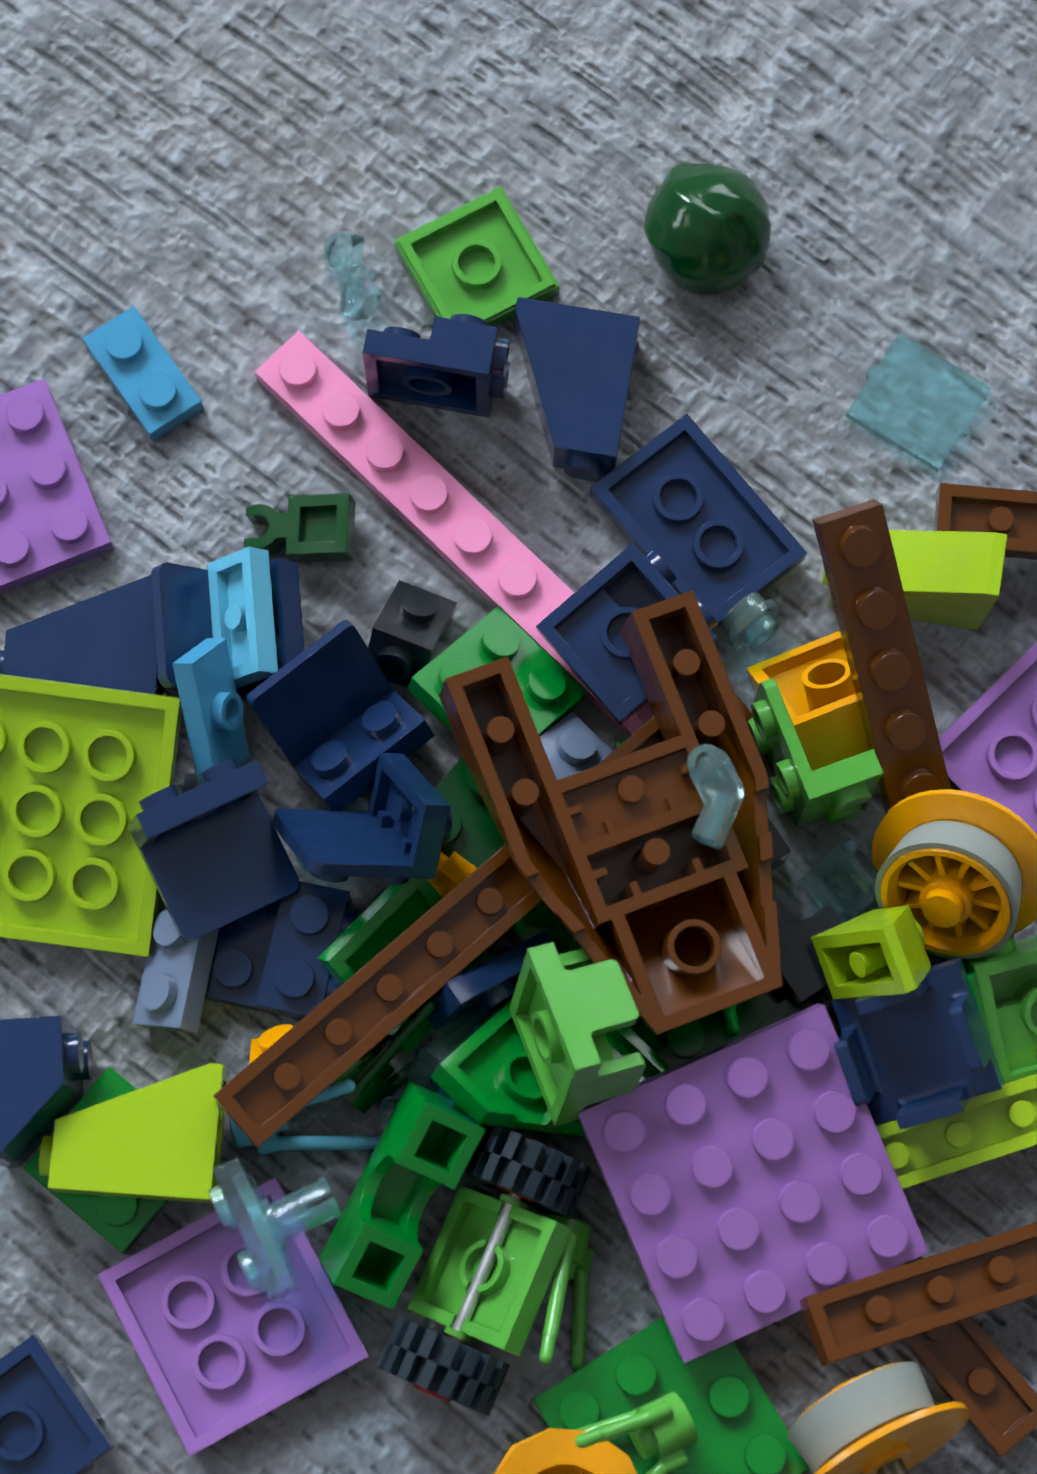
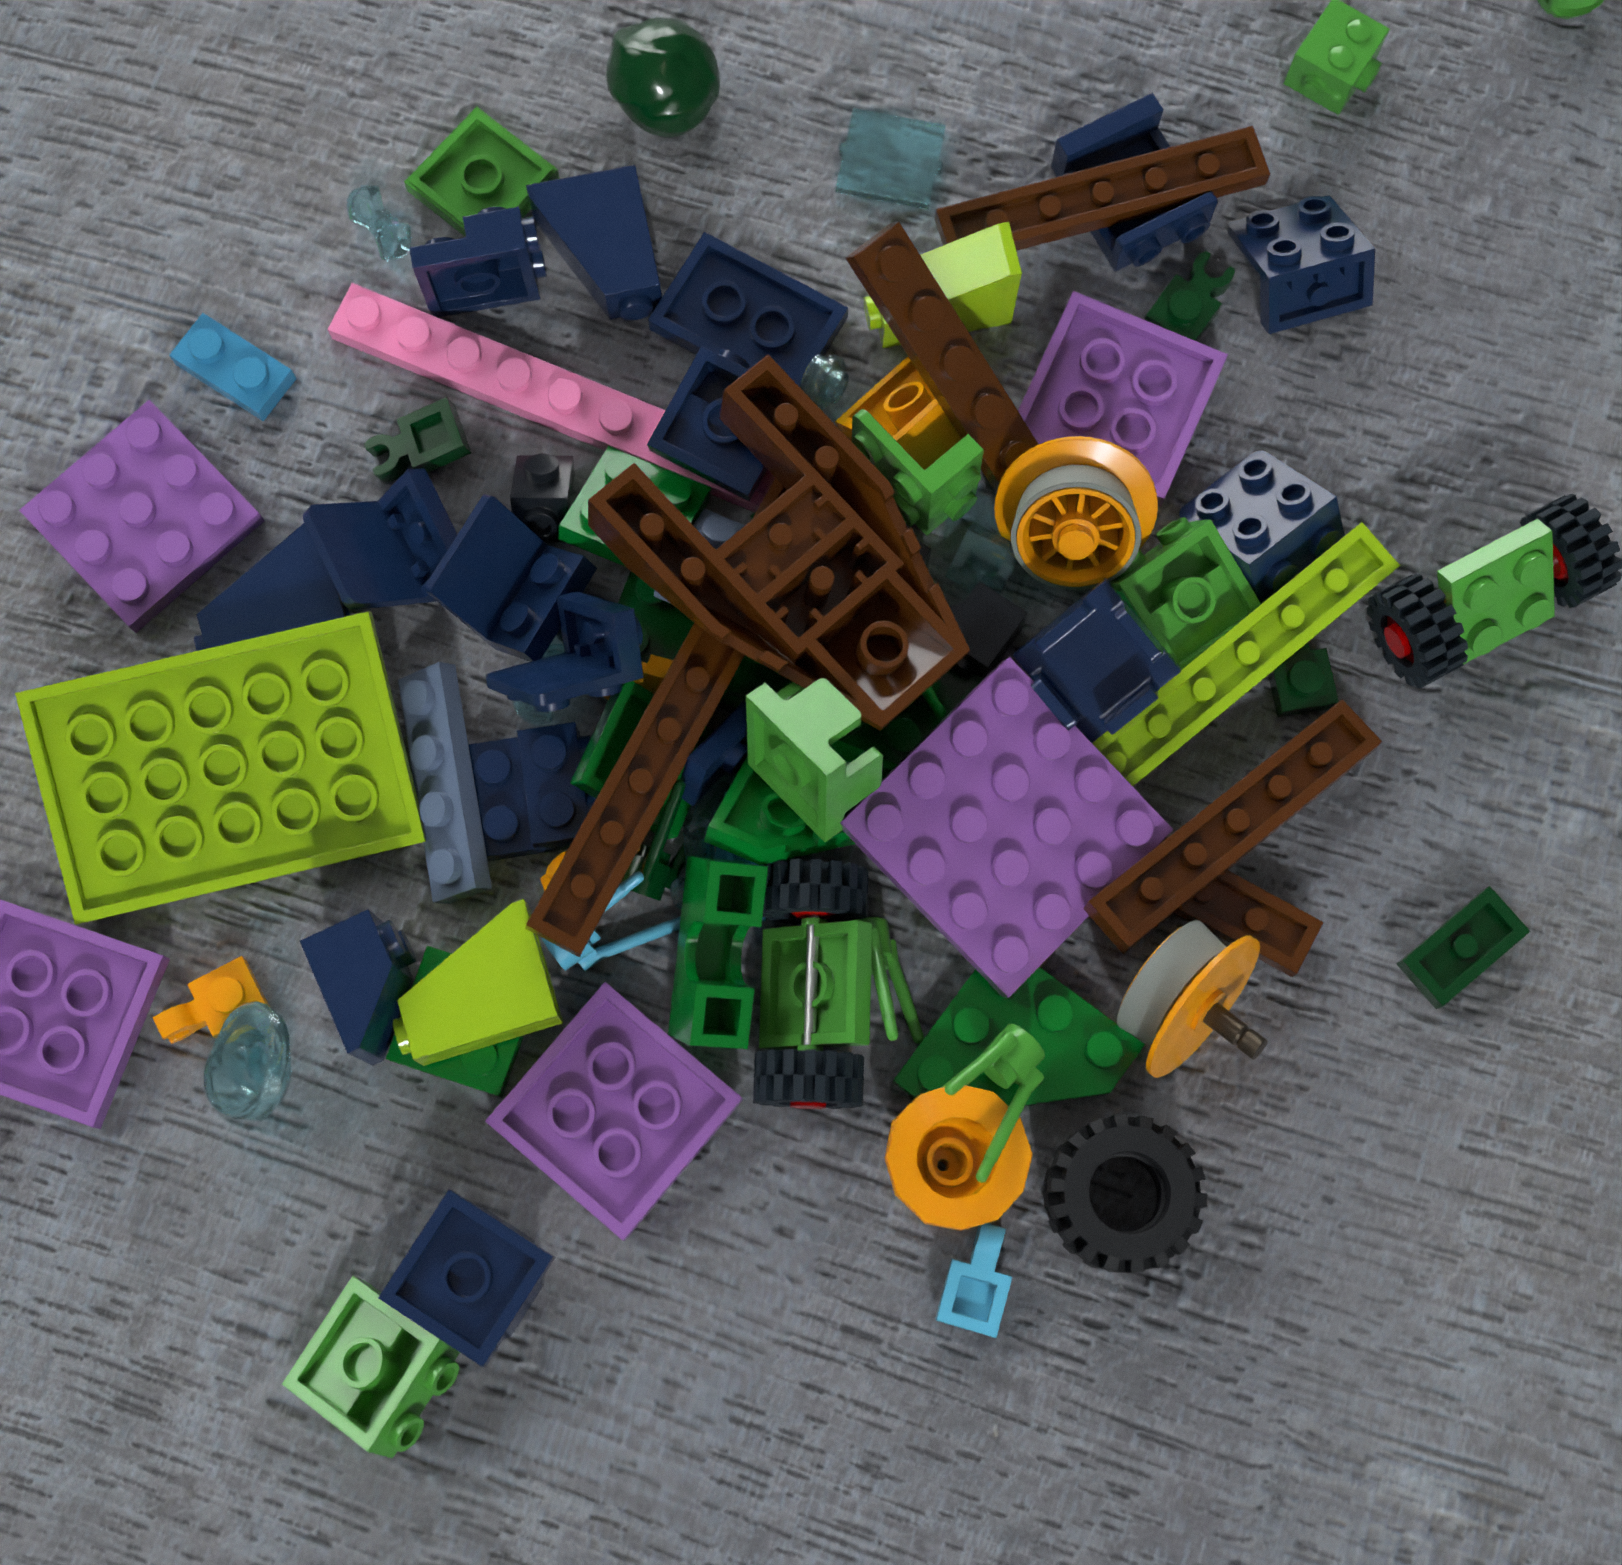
camera: 20 degrees left, 0 degrees up
(211, 705) = (399, 613): dark azure plate -> none
(213, 849) = (444, 725): dark blue bracket -> none
(244, 613) = (395, 529): medium azure plate -> none
(268, 1225) = (616, 1016): clear light blue plate -> none
(719, 791) = (856, 507): clear light blue arm -> none
(873, 954) = (1032, 602): lime slope -> none

